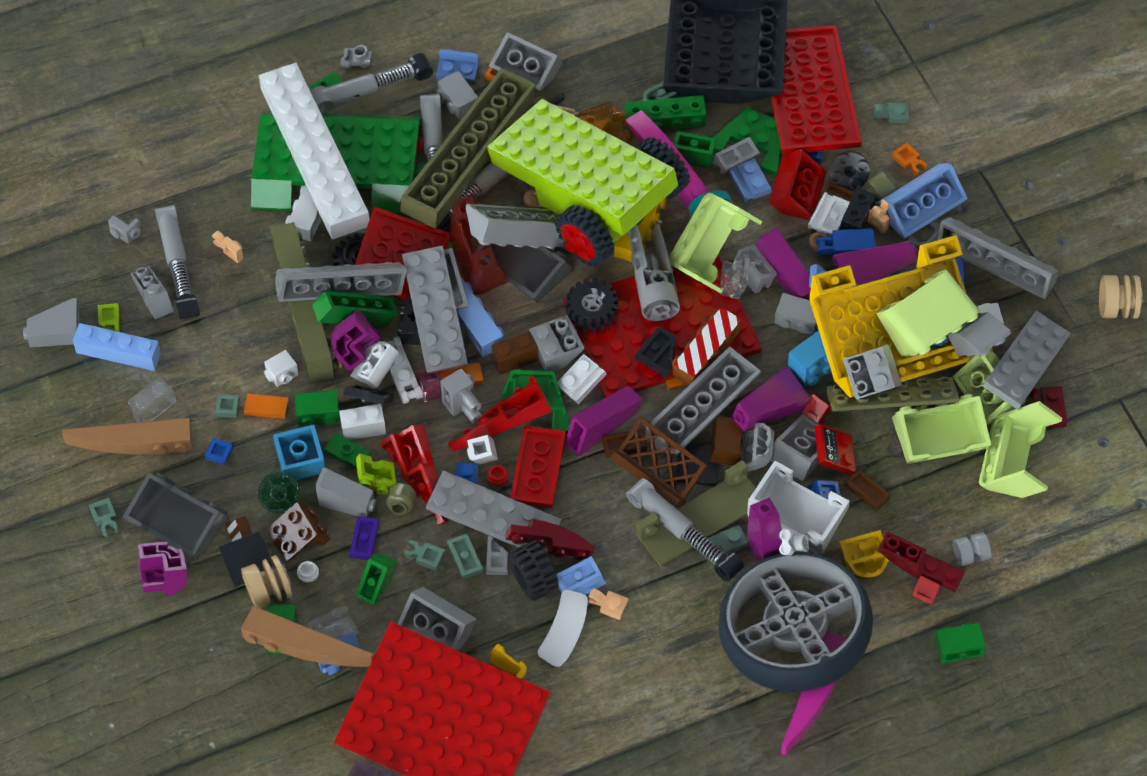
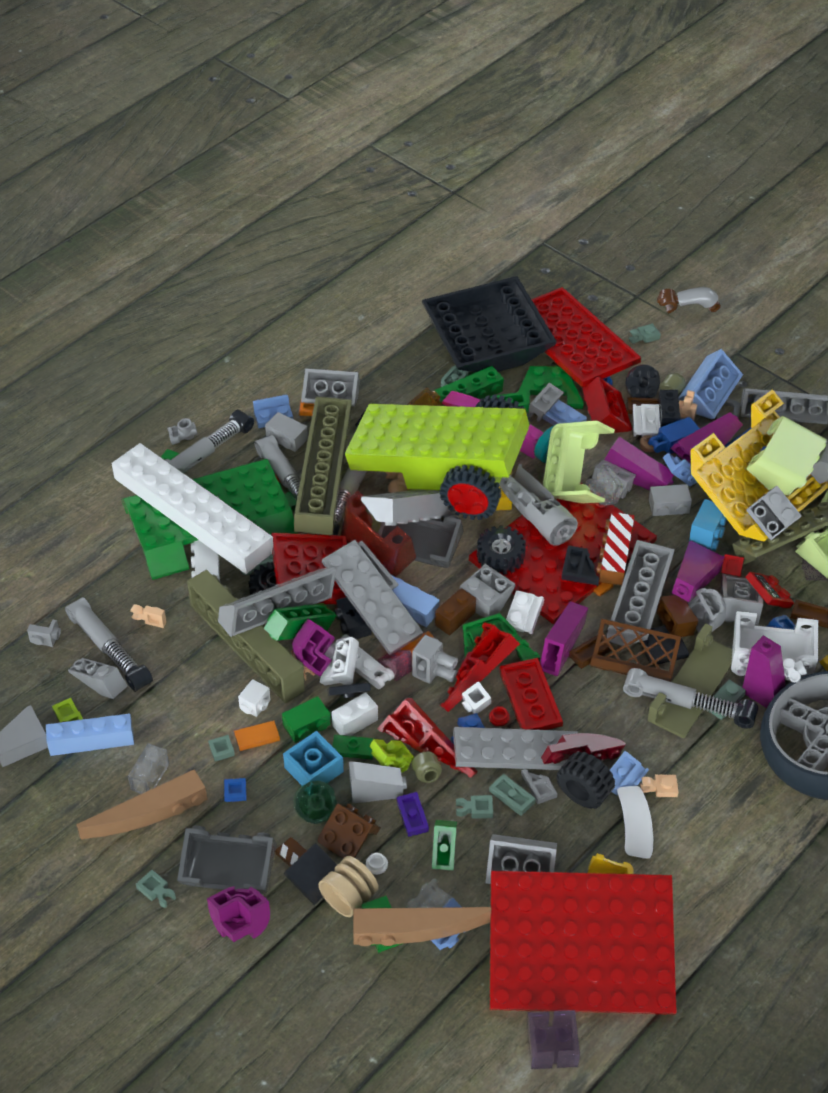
camera: 25 degrees left, 10 degrees down
(908, 157) = (679, 360): orange plate -> none
(972, 89) = (702, 295): none -> piece

